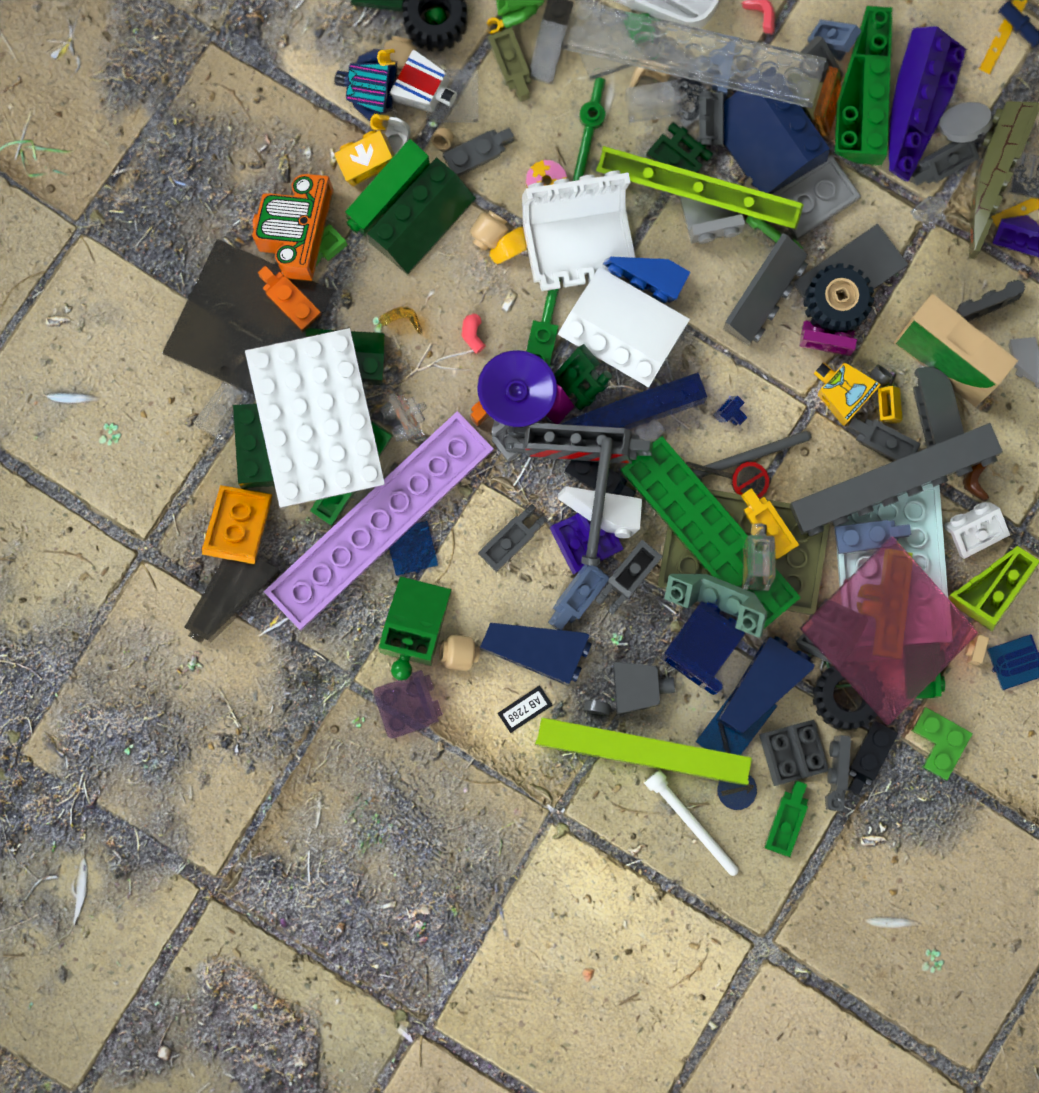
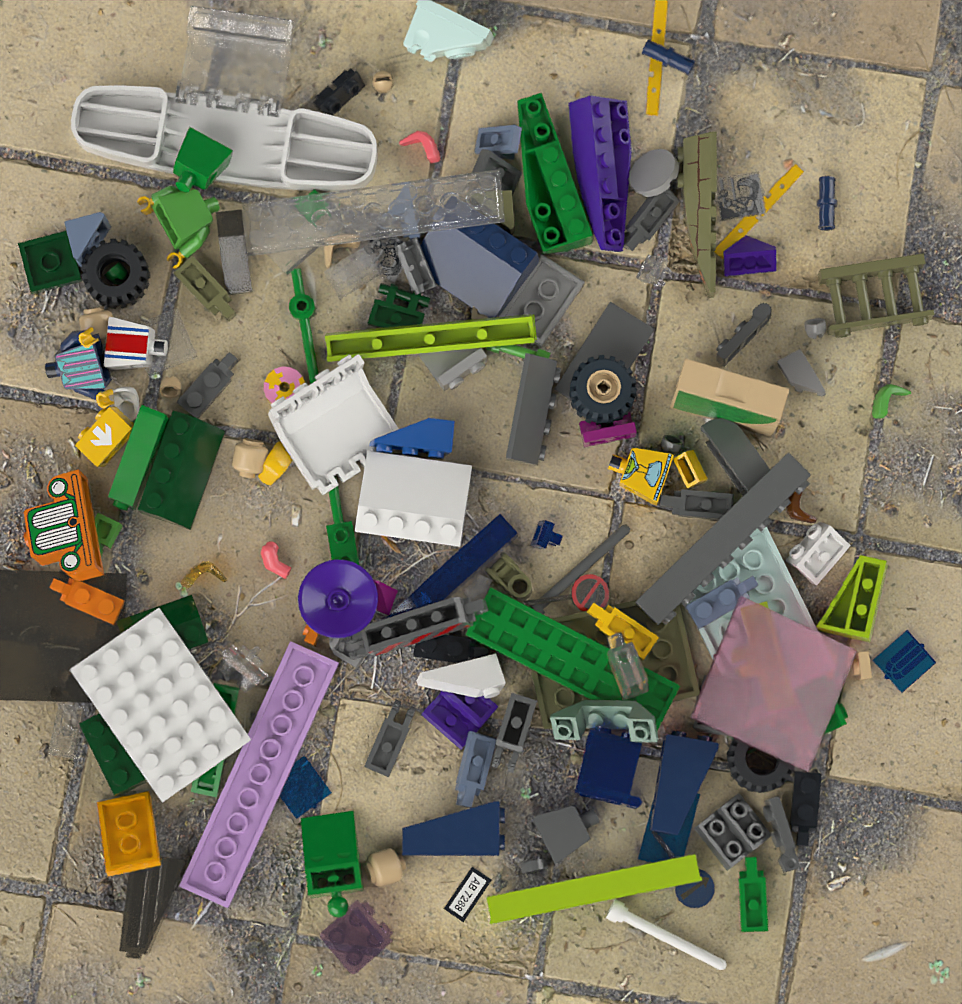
camera: 15 degrees left, 0 degrees up
(576, 371) = (387, 556): dark green plate -> none
(597, 512) = (471, 728): dark grey bar -> none
(681, 431) = (508, 576): none -> olive piece
(826, 106) = (518, 214): clear orange tile -> none
(948, 742) = (870, 760): bright green plate -> none

